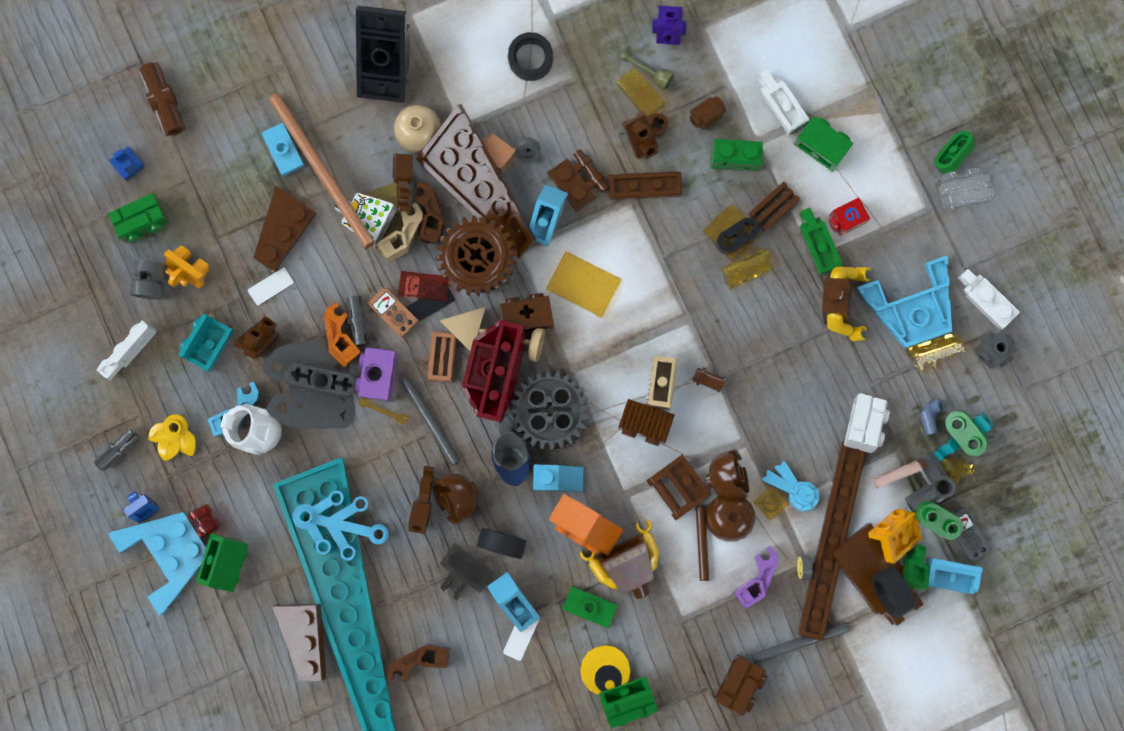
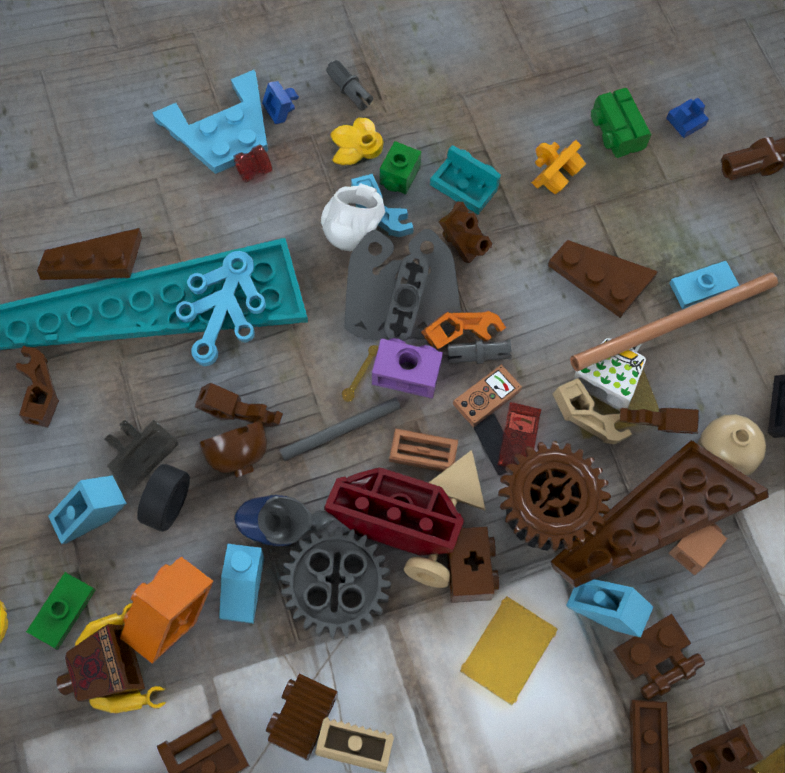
camera: 90 degrees right, 15 degrees down
(127, 350) = (465, 102): white hinge -> none
(146, 288) = (545, 125): dark grey wheel -> none
(198, 397) = (400, 168): none -> green brick
(222, 563) = (198, 176): green brick -> none
(270, 286) = (530, 259): white sticker -> none
(430, 203) = (619, 456): reddish brown piece -> none
(519, 641) = (36, 514): white sticker -> none
(528, 150) = (703, 589): dark grey tile -> none

